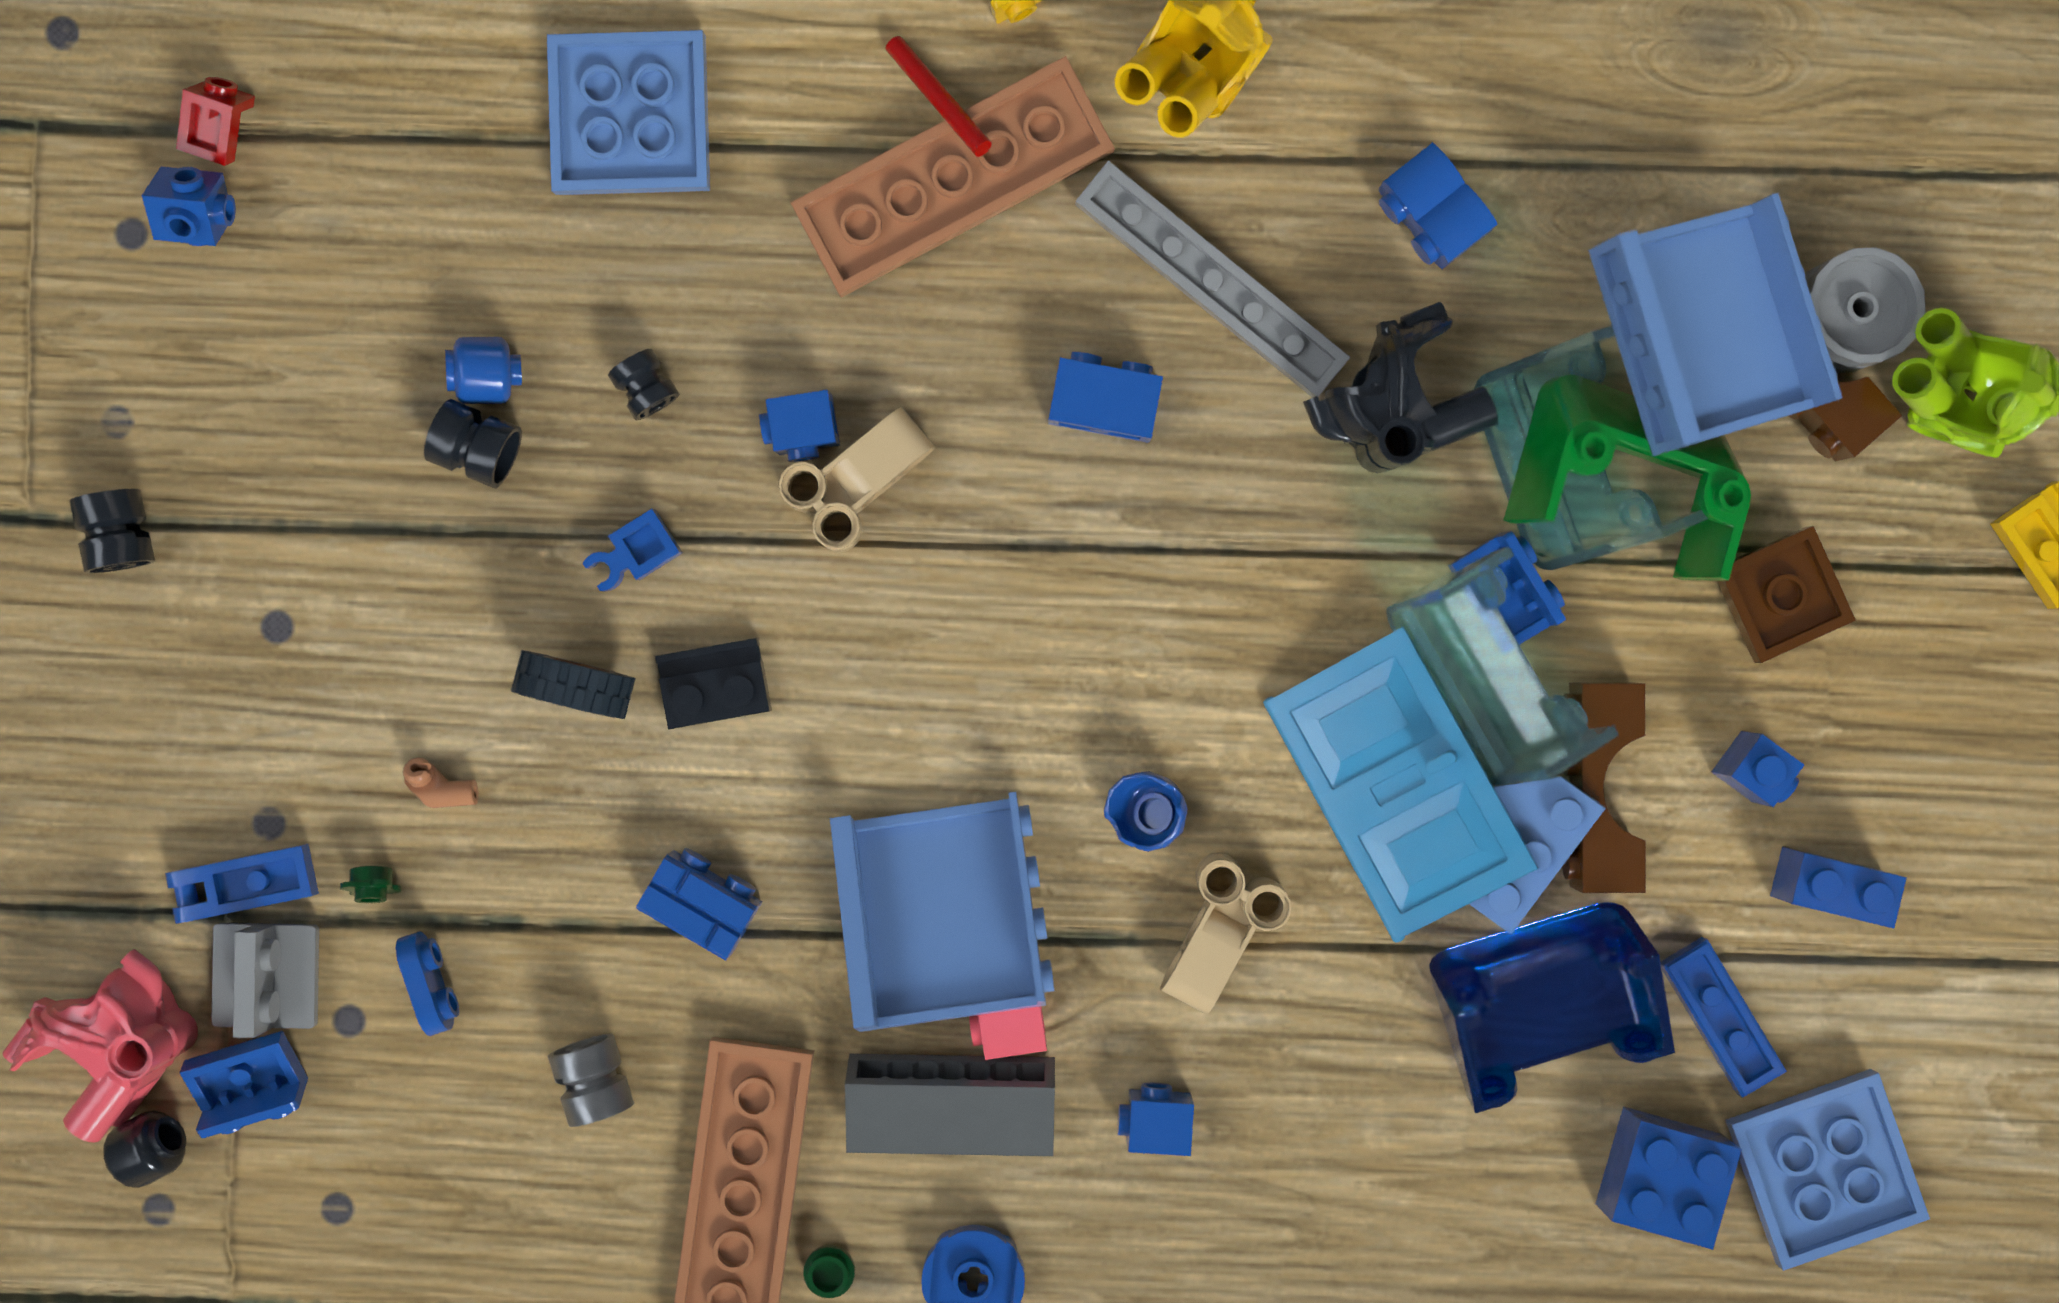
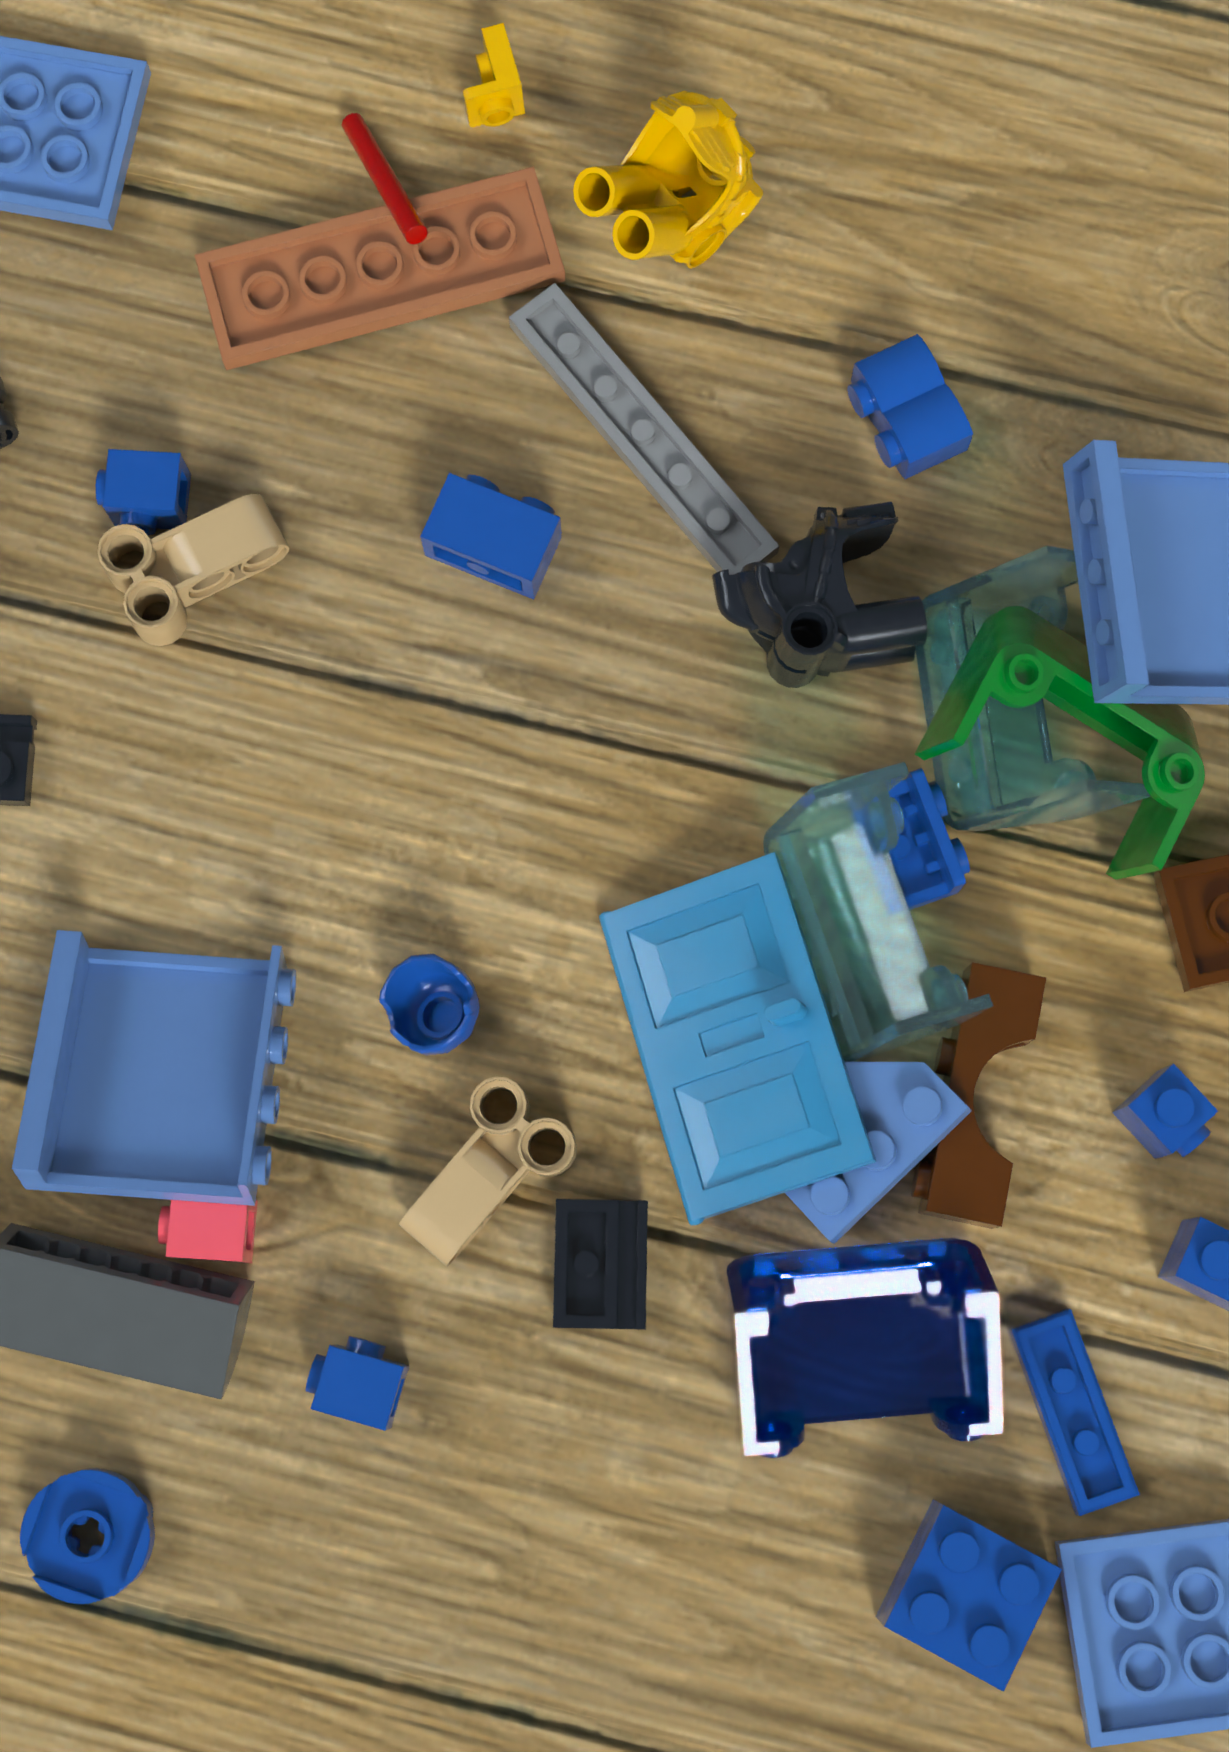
camera: 10 degrees right, 10 degrees down
(1327, 985) = (600, 1264): none -> black plate

